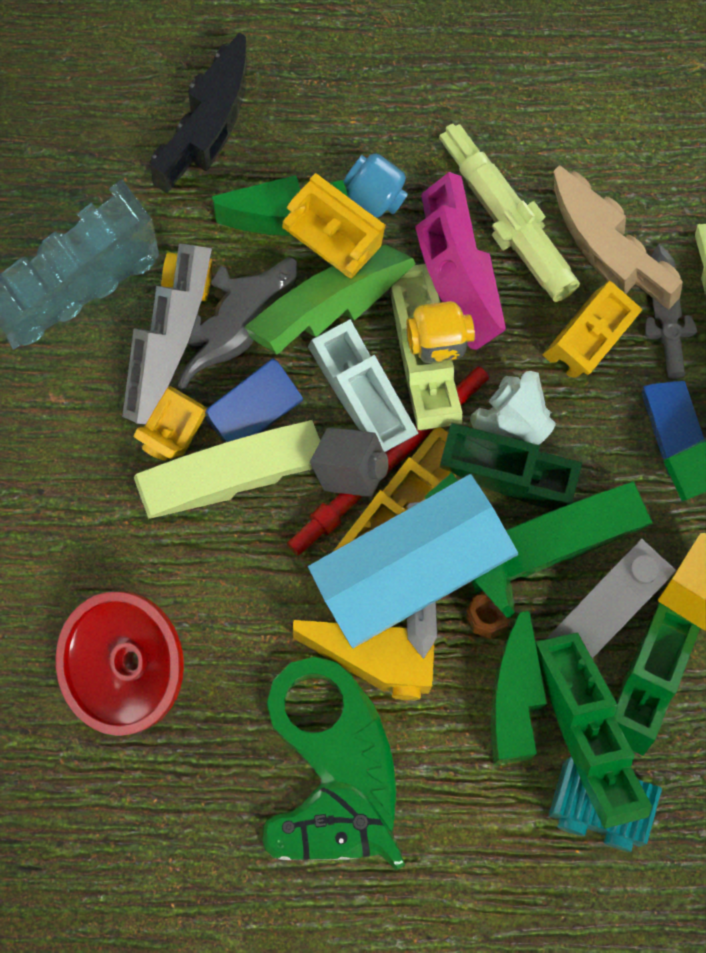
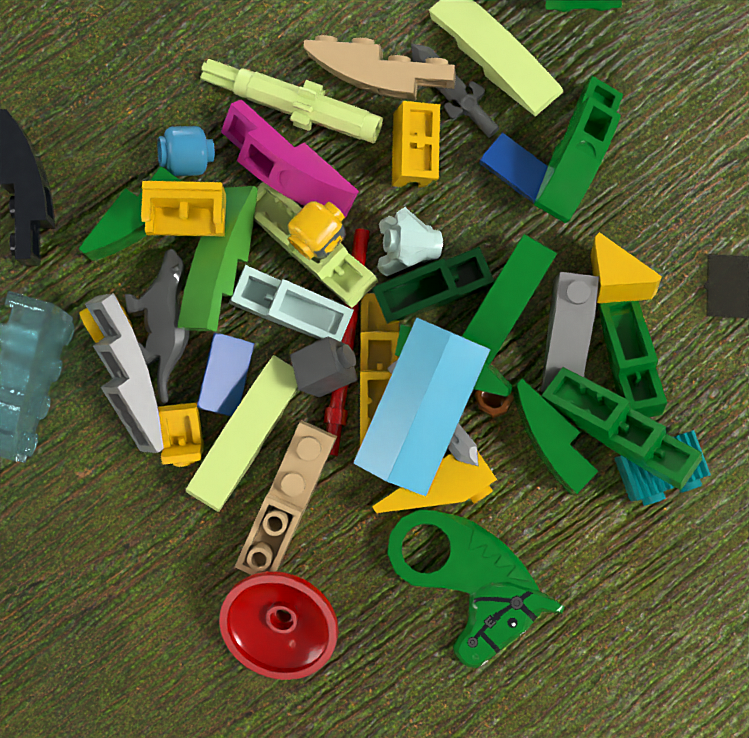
camera: 35 degrees left, 10 degrees up
(221, 558) = (286, 500): none -> tan slope

